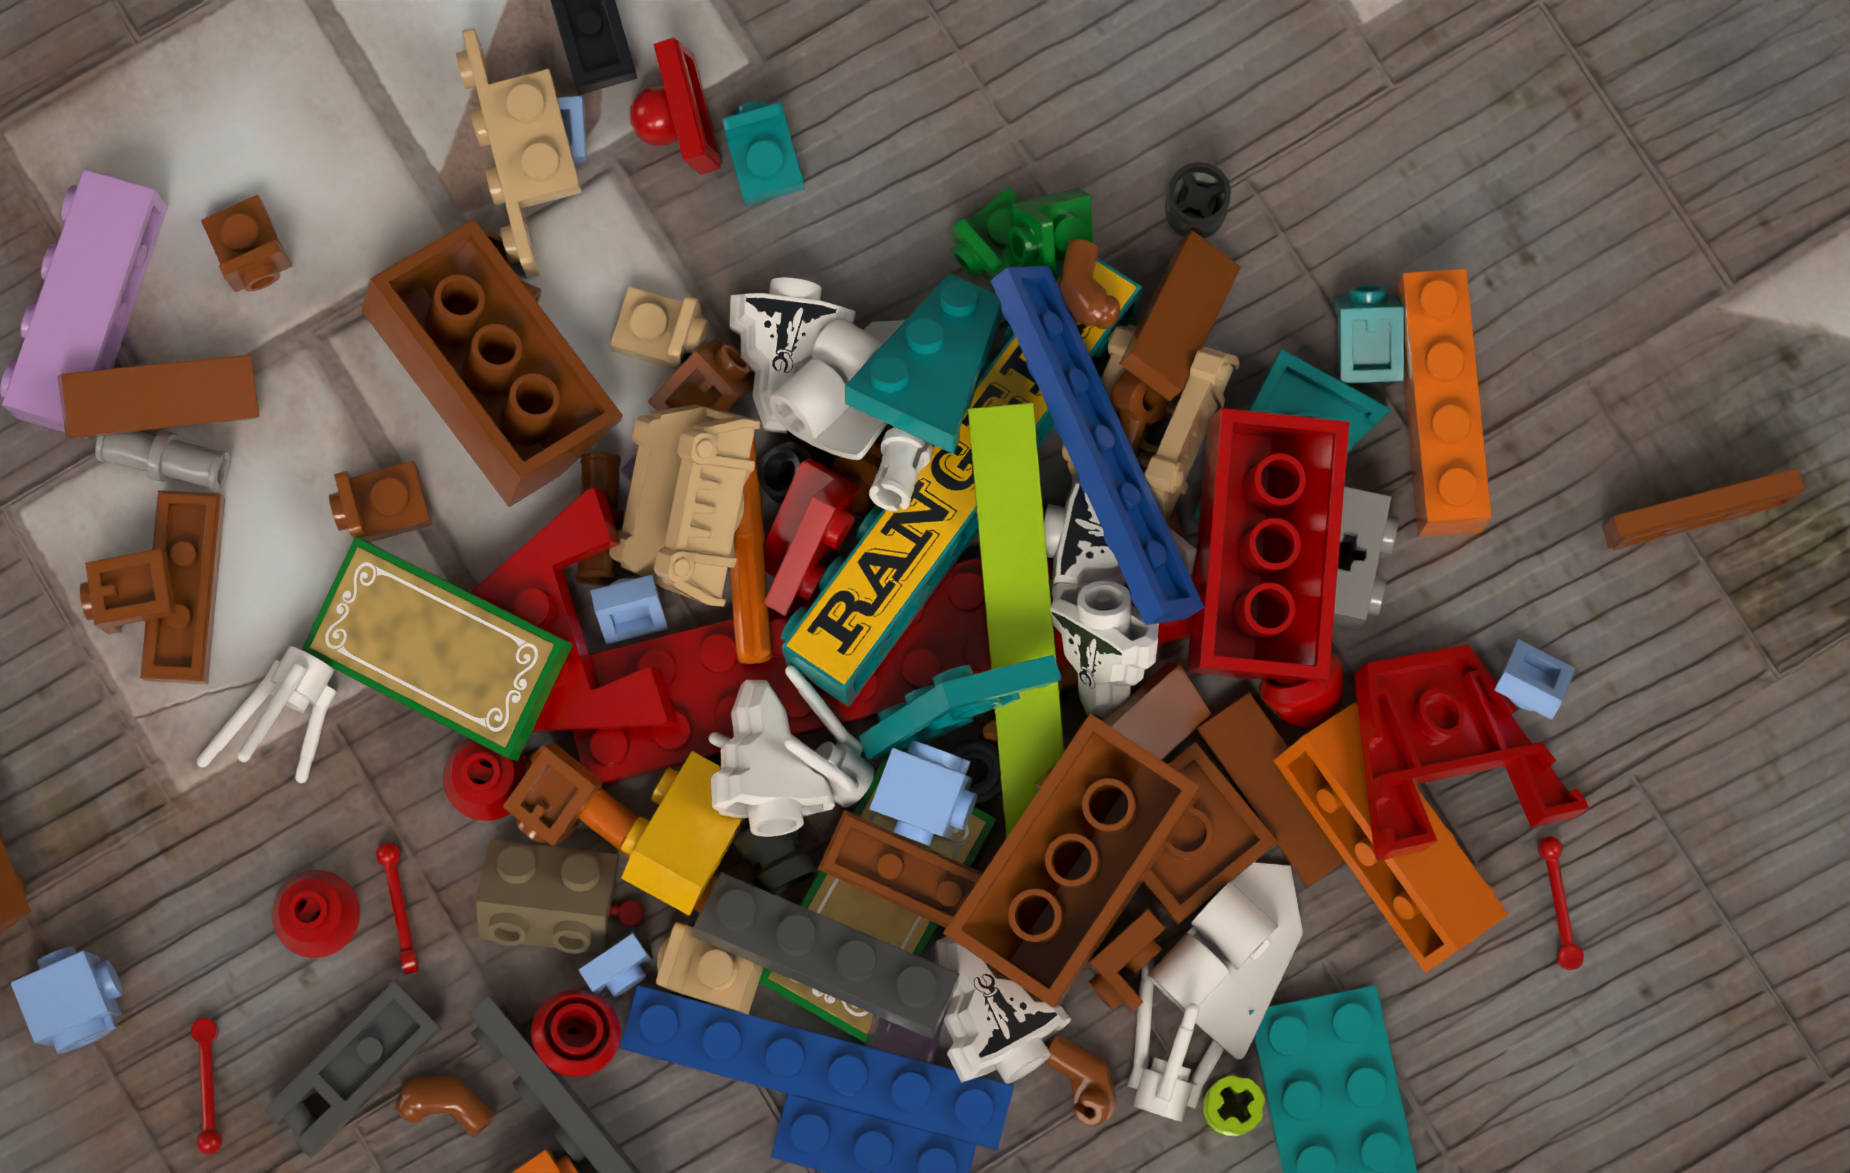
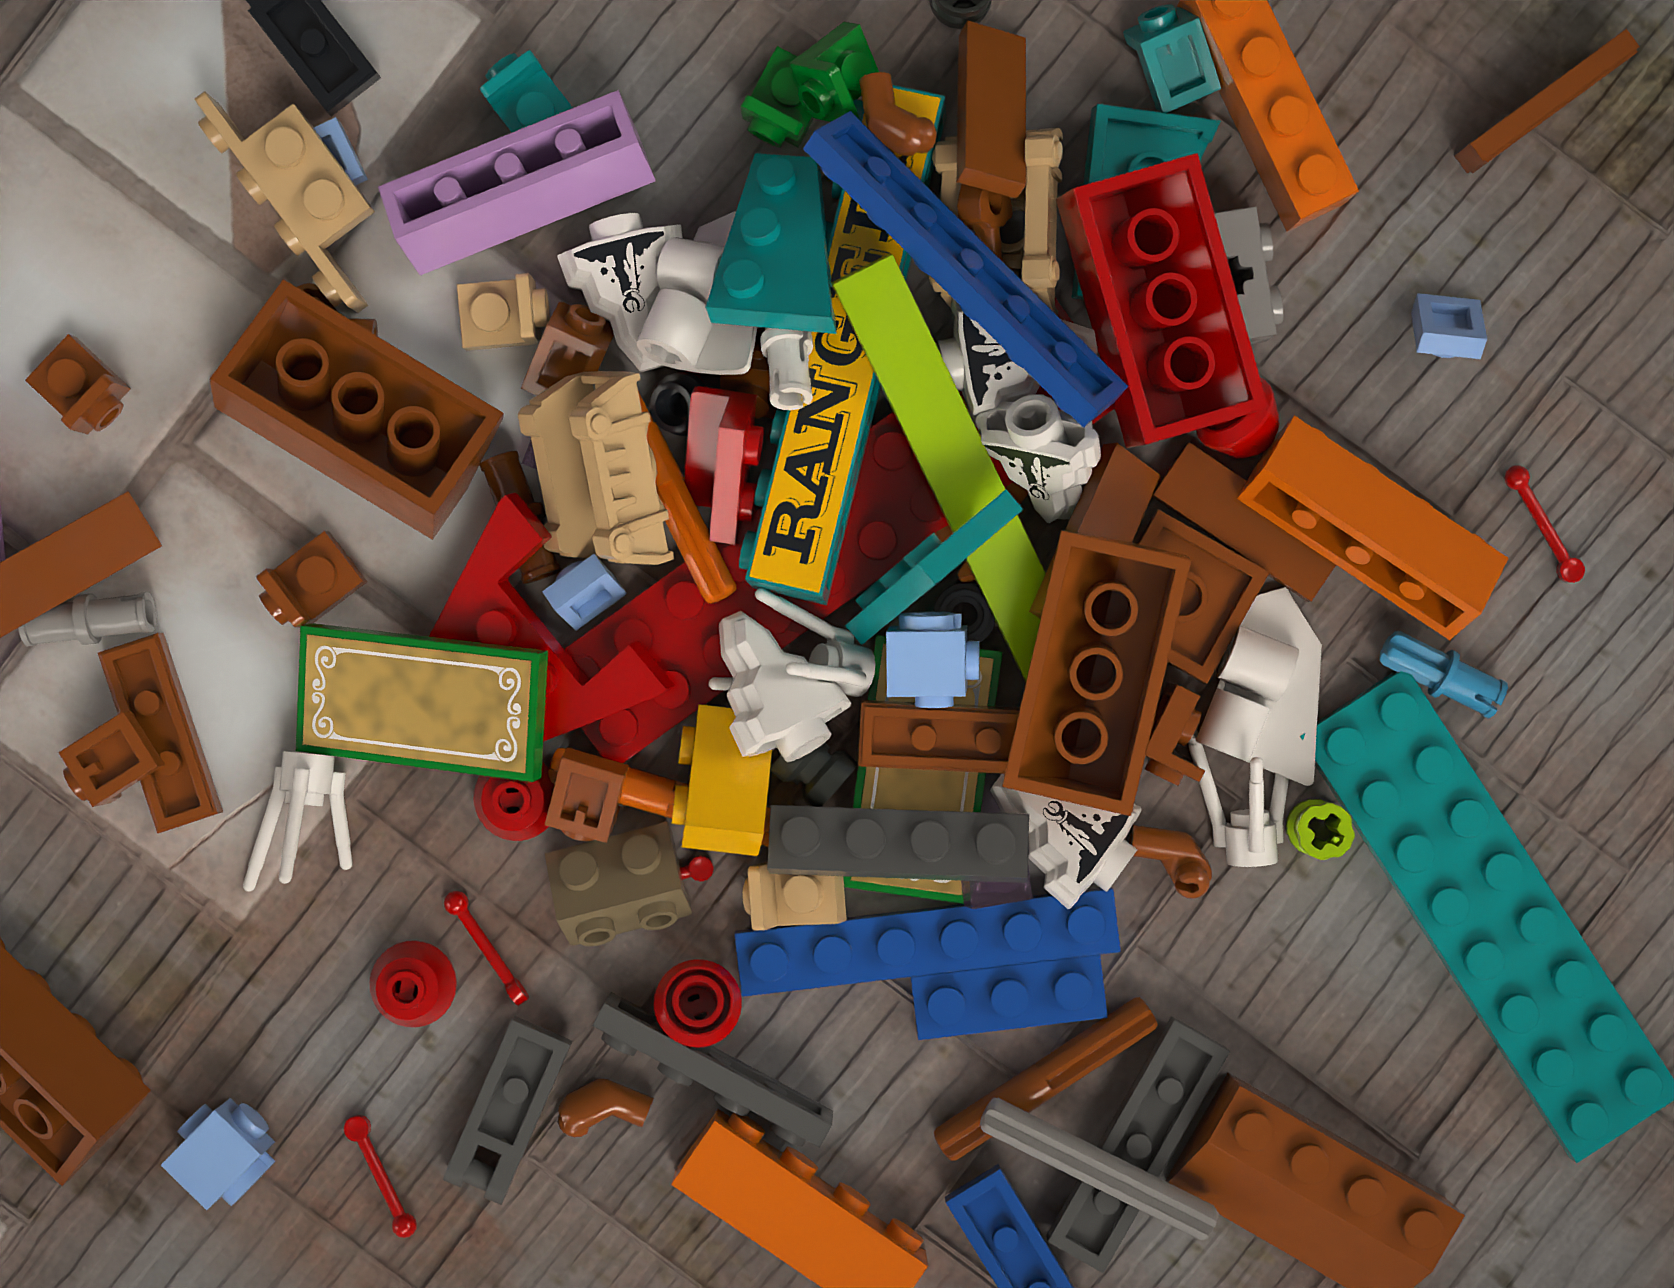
camera: 20 degrees left, 10 degrees up
(617, 967) = (711, 926): light blue plate -> none
(677, 109) = (431, 93): red tile -> none
(720, 216) = (516, 183): none -> lavender brick
(1408, 1004) = (1443, 673): none -> dark azure axle
(1441, 720) = (1372, 405): red wing -> none

